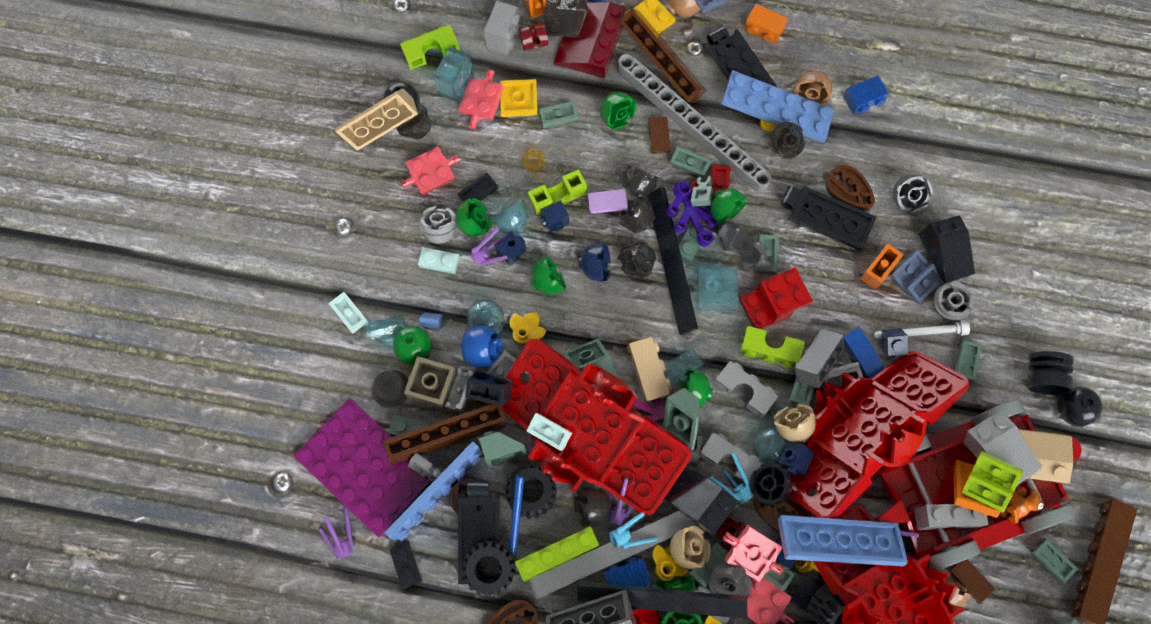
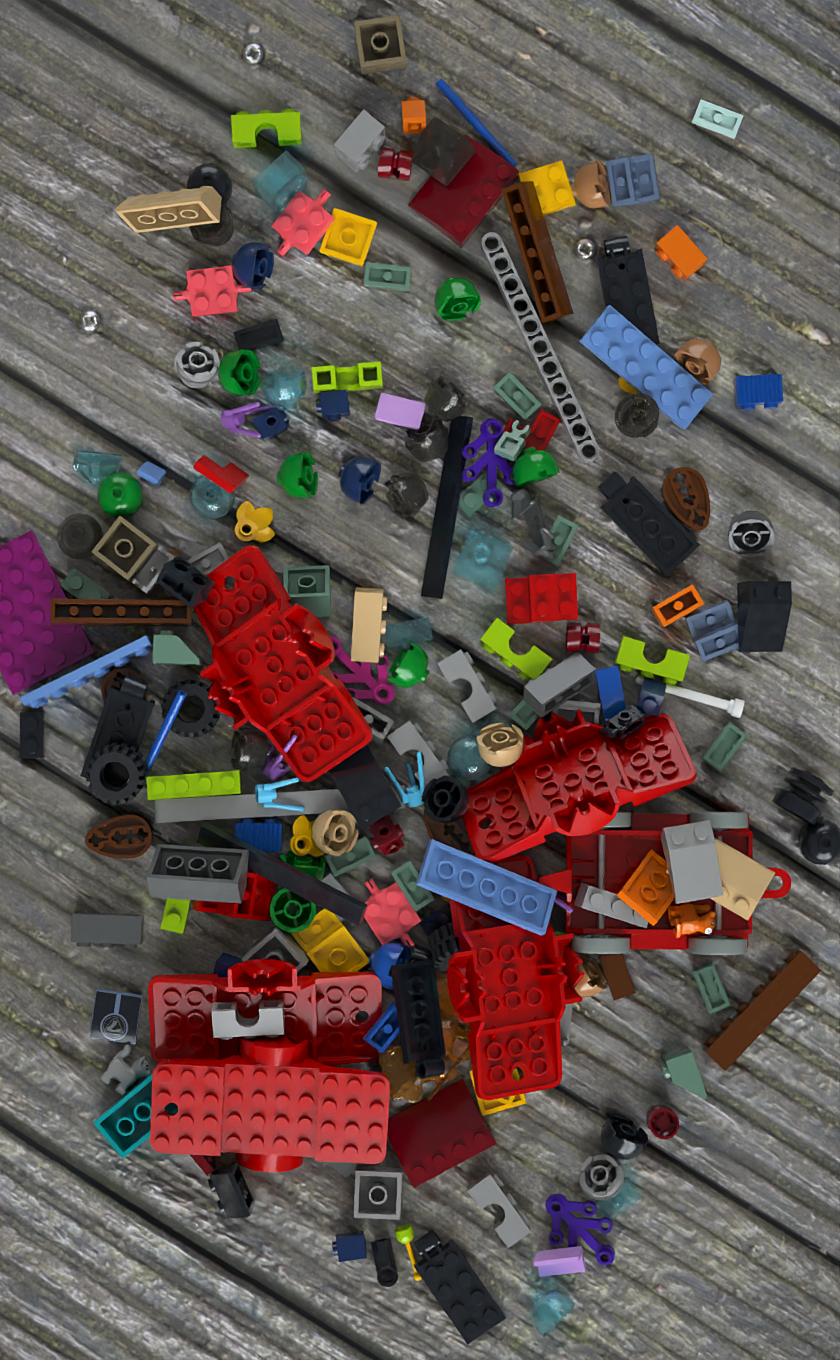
camera: 15 degrees right, 15 degrees up
(348, 312) = (61, 430): light aqua plate -> none
(423, 466) = (84, 638): light grey plate -> none
(439, 260) = (184, 405): light aqua plate -> none
(454, 139) = (253, 264): none -> dark blue cylinder
(481, 346) = (194, 529): blue wheel -> none
(492, 296) = (227, 478): none -> red tile
(533, 153) = (337, 332): clear yellow piece -> none
(549, 431) = (231, 655): light aqua plate -> none
(659, 135) = (495, 347): reddish brown tile -> none
(682, 416) = (379, 693): sand green slope -> none
(724, 576) = (361, 882): dark grey plate -> none
(753, 553) = (395, 862): coral plate -> none
(796, 458) = (484, 782): dark blue brick -> none
(820, 317) = (574, 637): none -> dark red wheel
(885, 368) = (623, 723): none -> black piece
(898, 315) = (631, 656): none -> lime arch
(953, 301) = (736, 676): light grey cone -> none
(992, 481) = (662, 889): lime slope -> none

